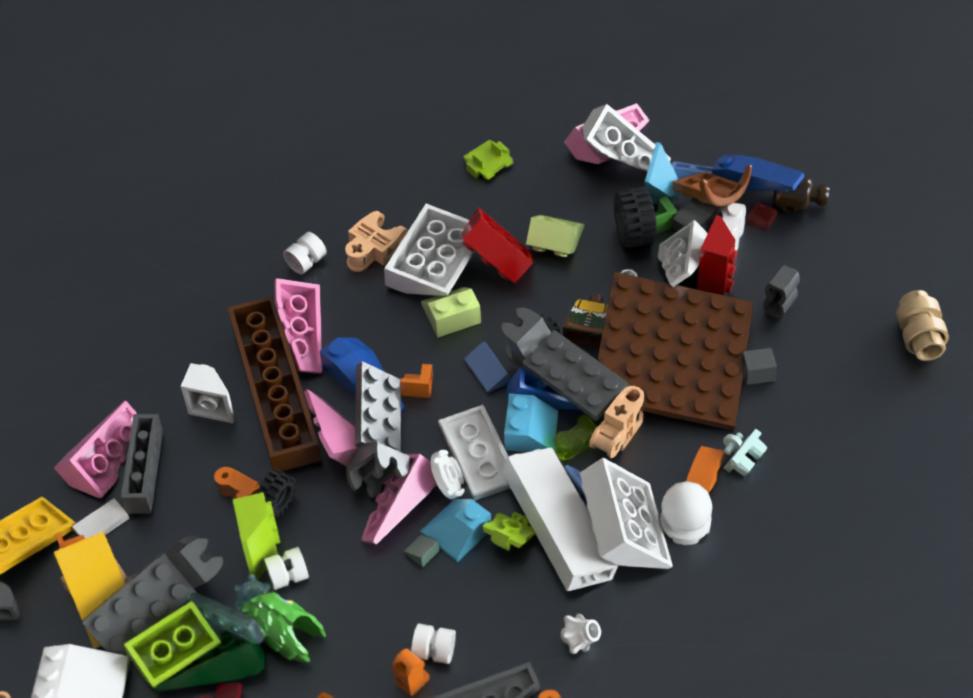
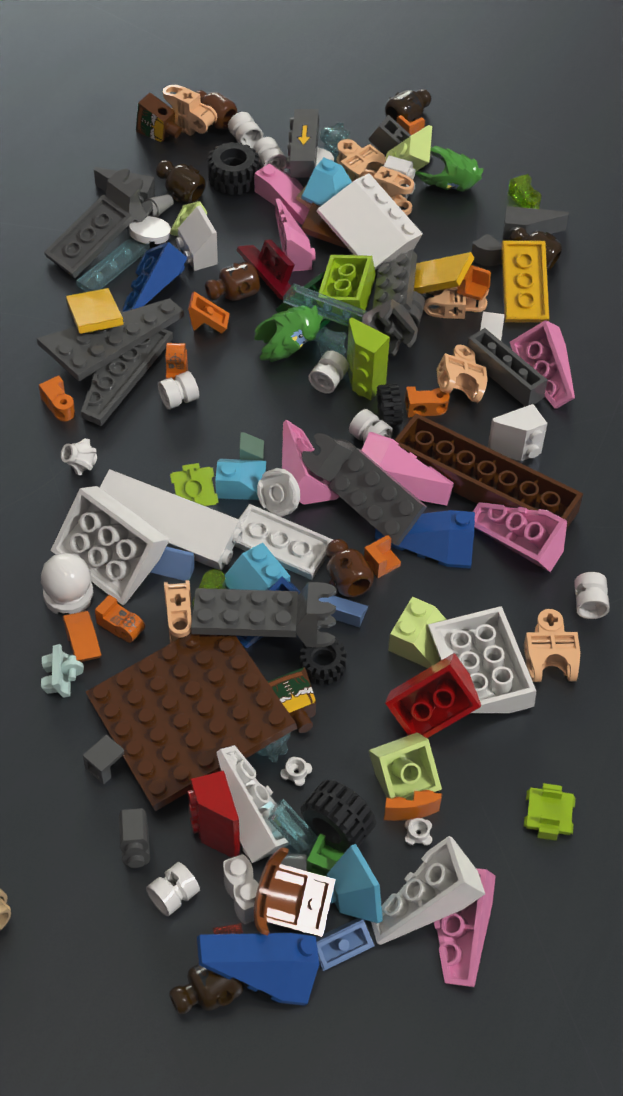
camera: 135 degrees right, 0 degrees up
(189, 476) = (462, 373): none -> light nougat piece
(312, 487) = (368, 422): none -> white wheel
(455, 382) = (348, 569): none -> reddish brown piece
(570, 207) = (423, 804): none -> orange slope
(583, 198) = (421, 825): none -> white plate
(664, 464) = (118, 620): none -> orange leg
(668, 235) = (293, 827): none -> clear light blue tile
(776, 255) = (176, 886): none -> white wheel

